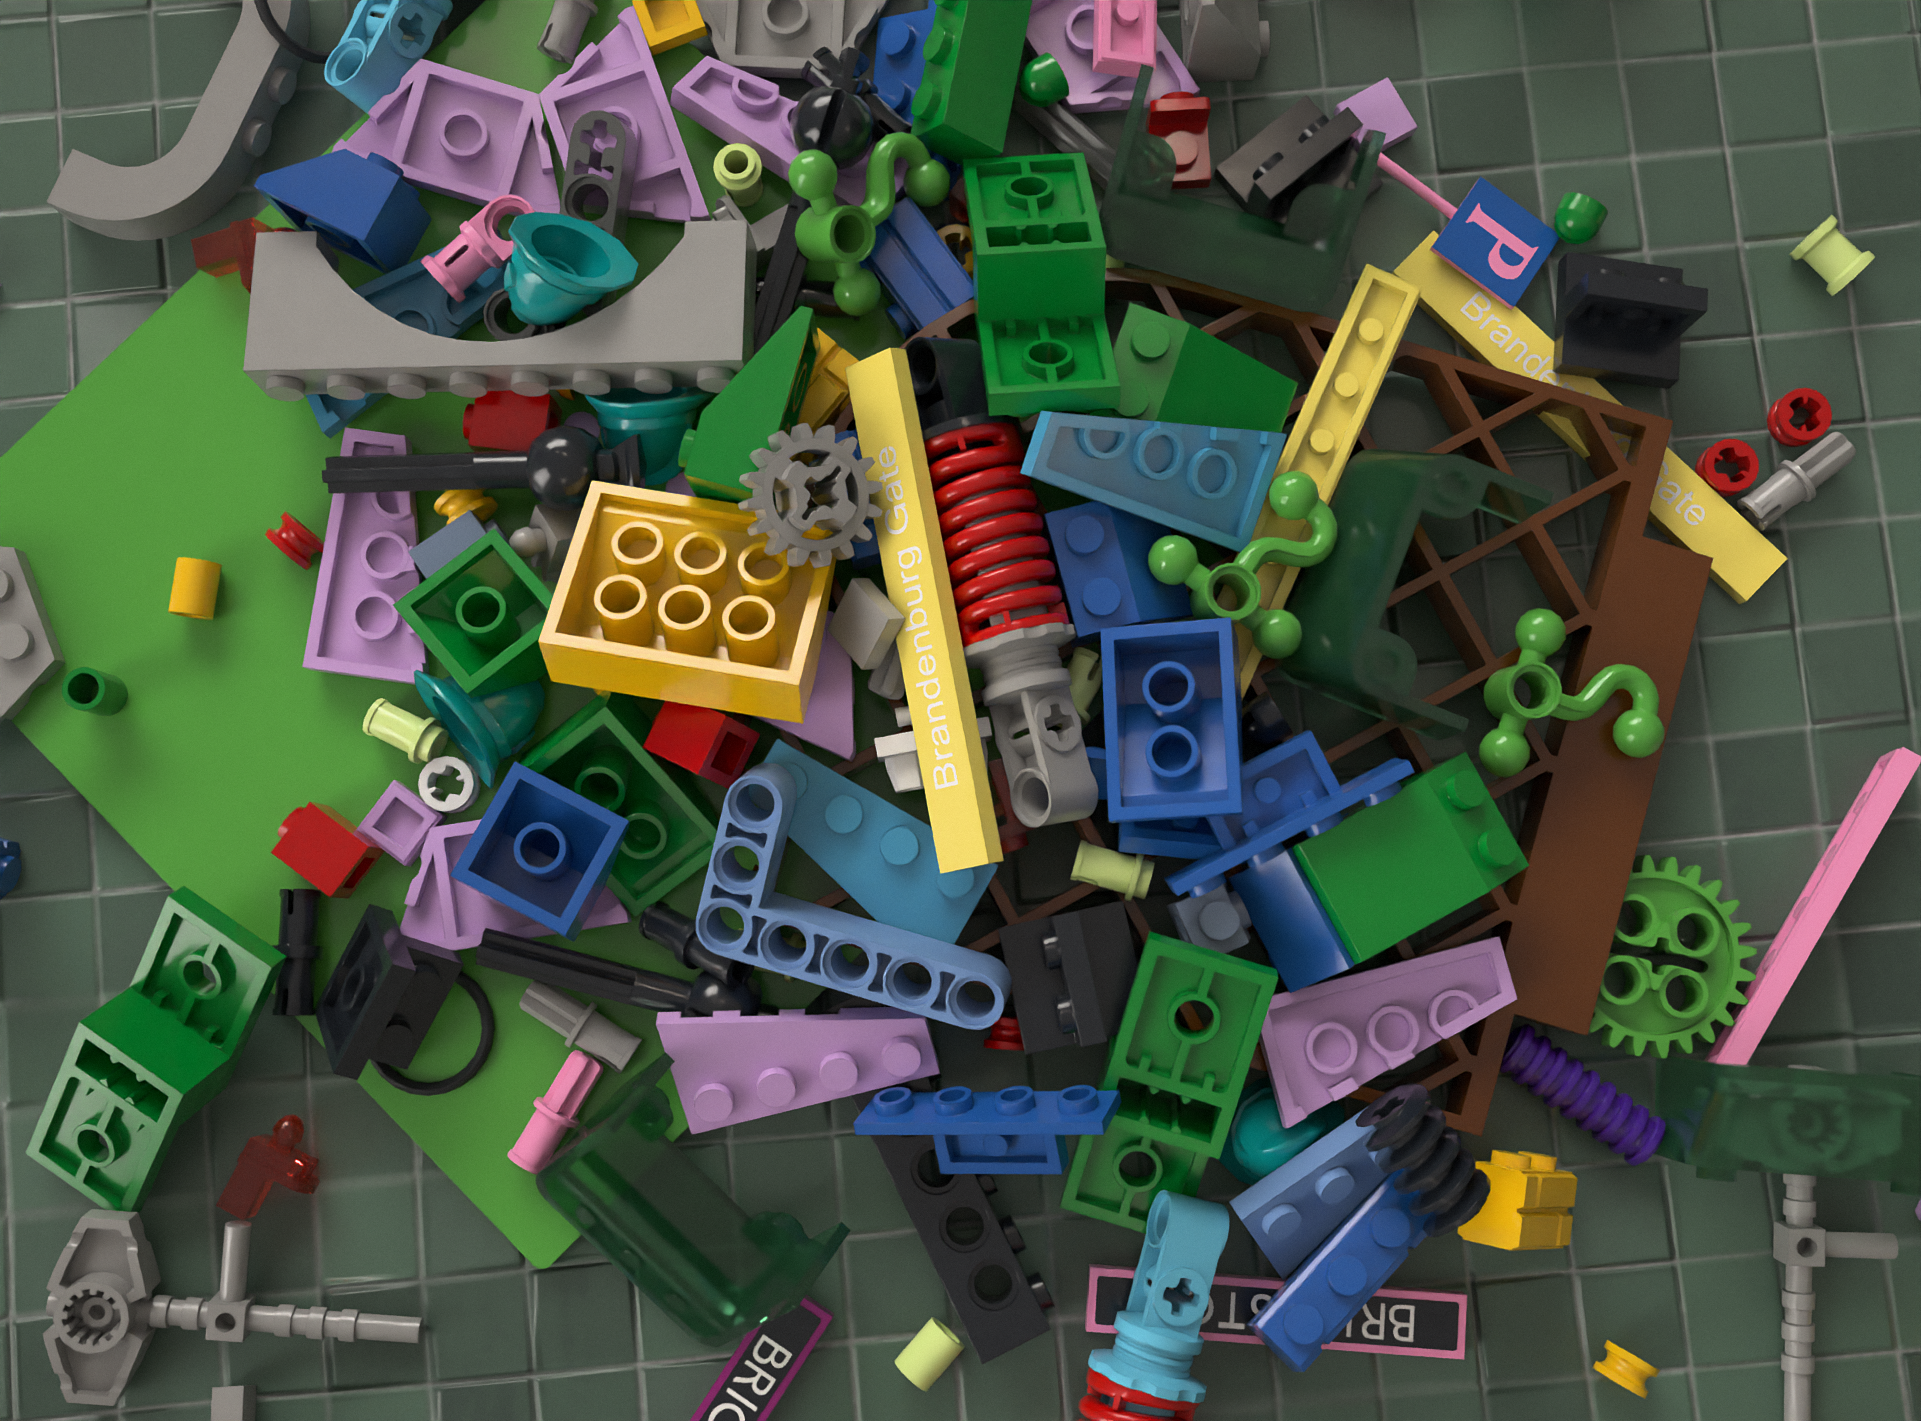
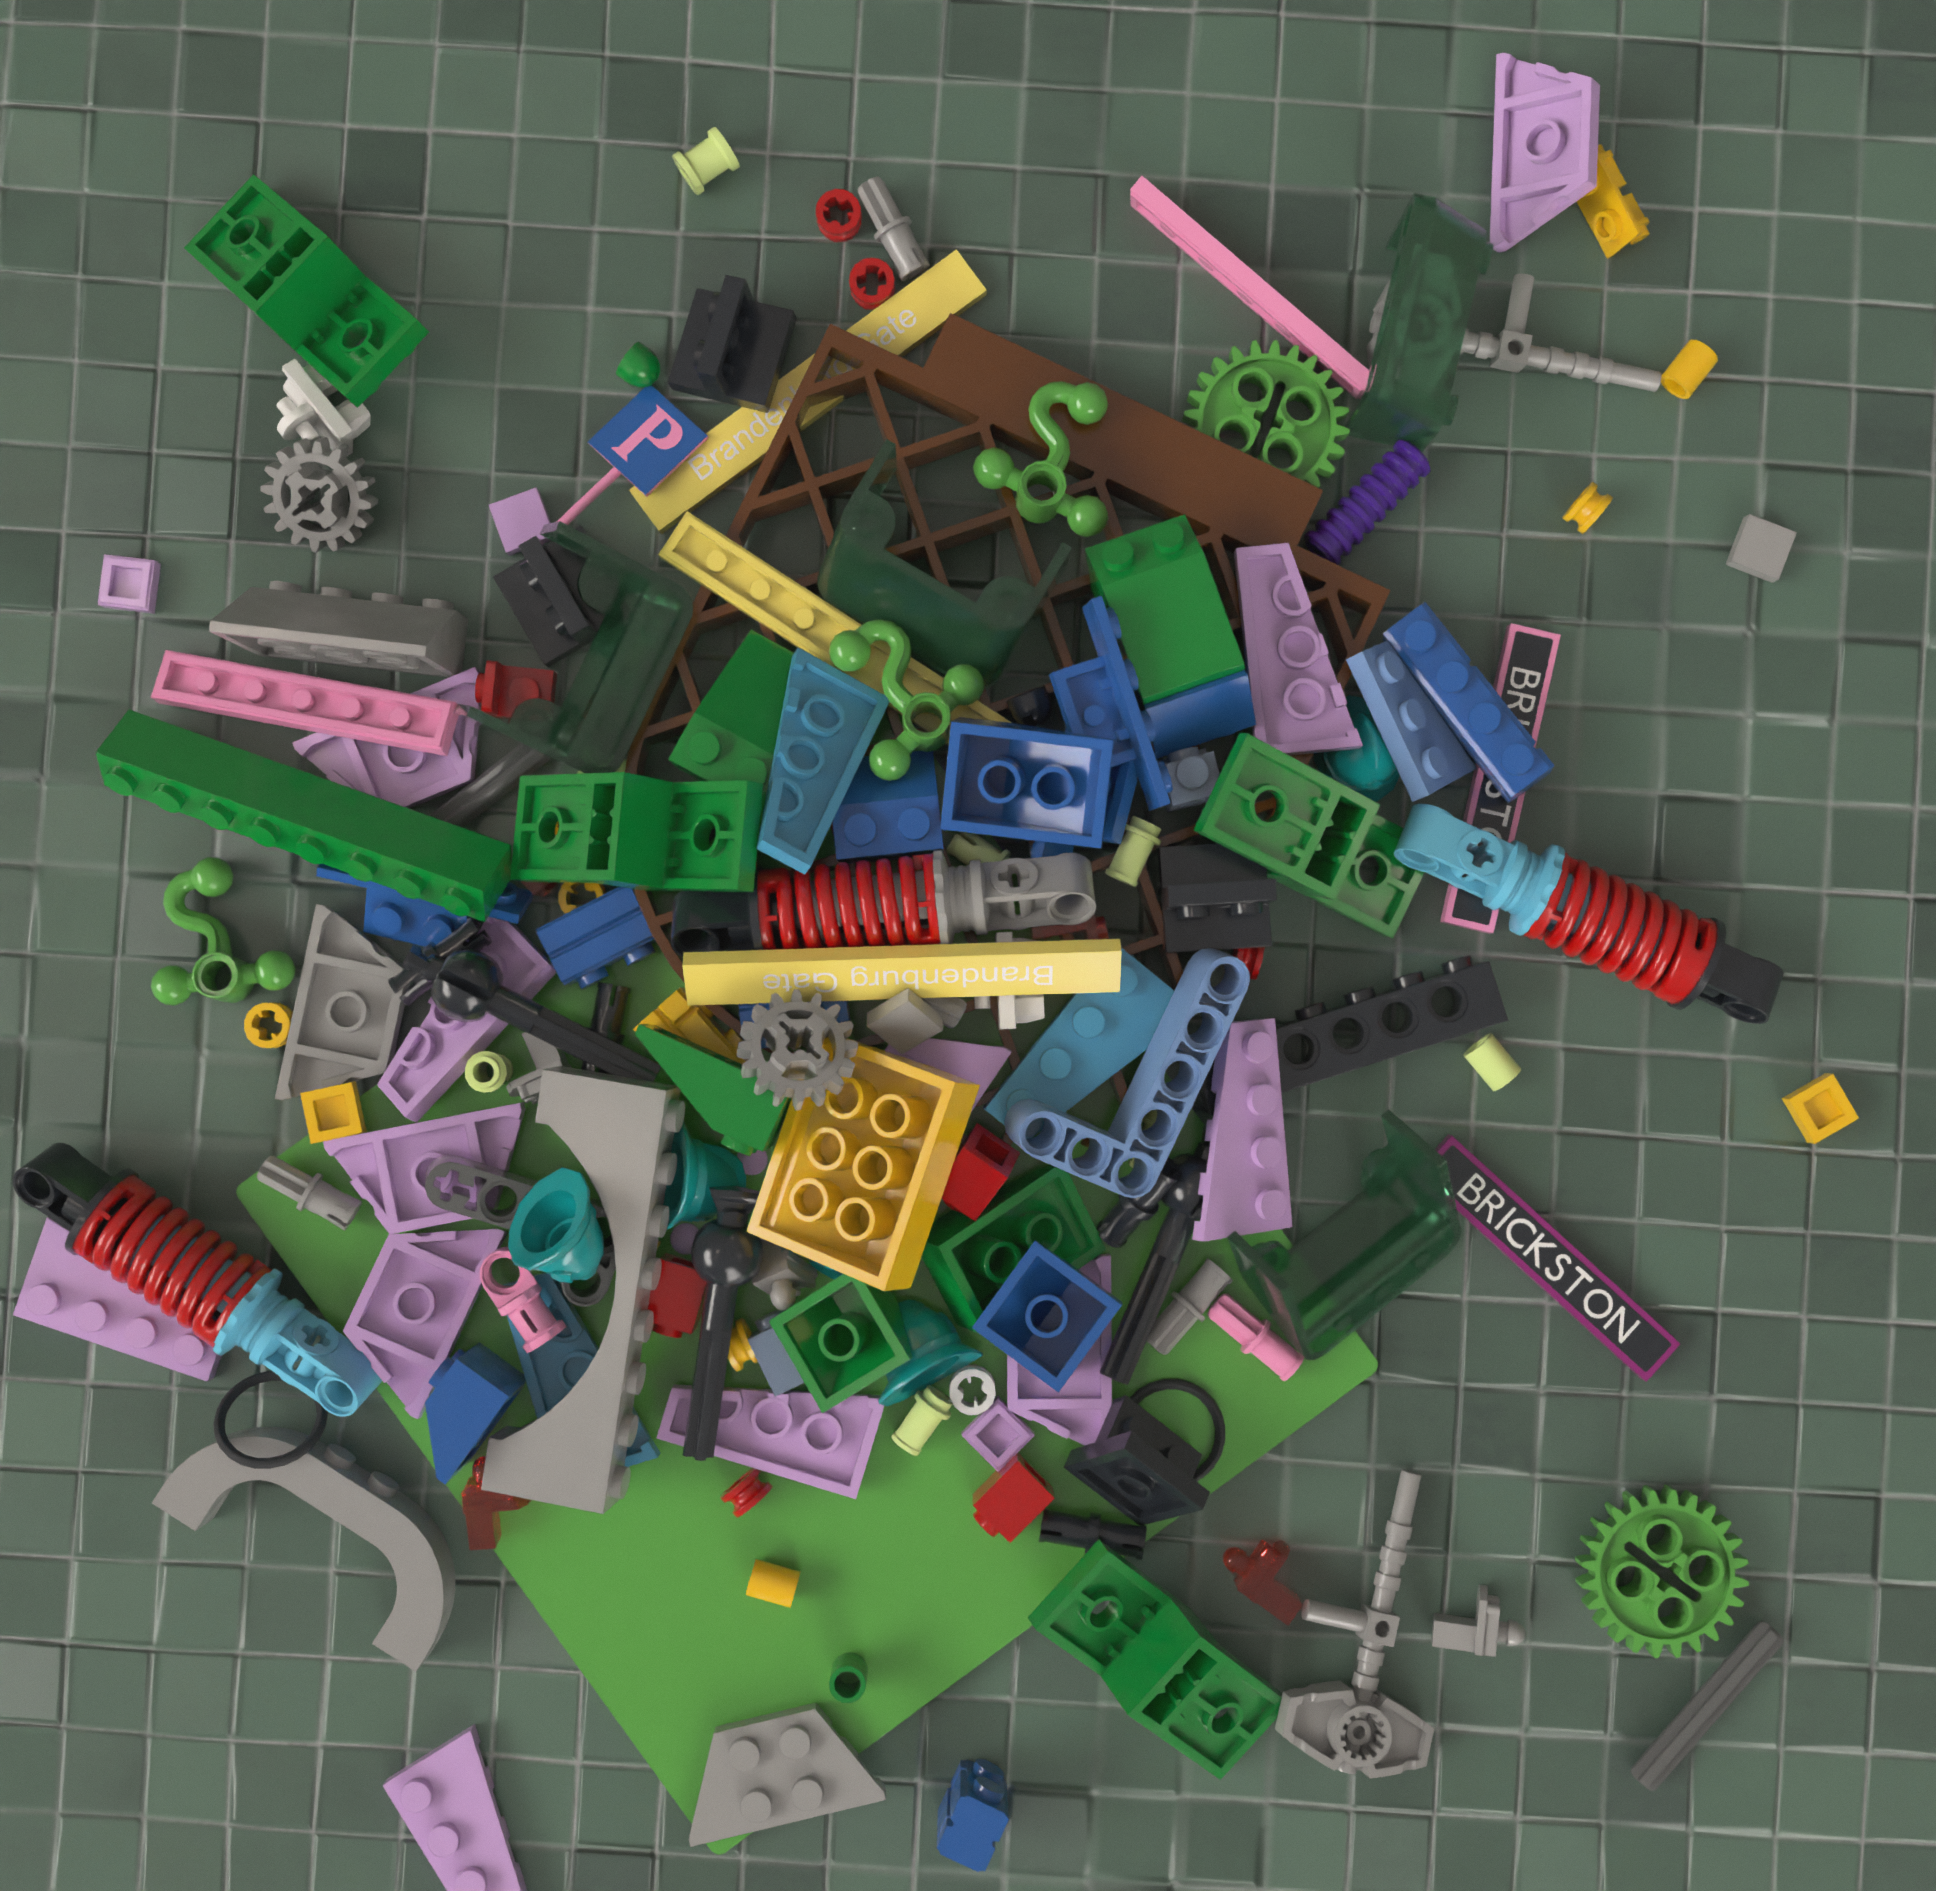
camera: 90 degrees left, 5 degrees up
(814, 179) = (565, 985): bright green piece -> none
(993, 1130) = (1327, 984): blue bracket -> none
(1043, 82) = (449, 799): green hinge -> none
(1430, 1158) = (1404, 638): black piece -> none
(1525, 1203) = (1447, 570): yellow brick -> none

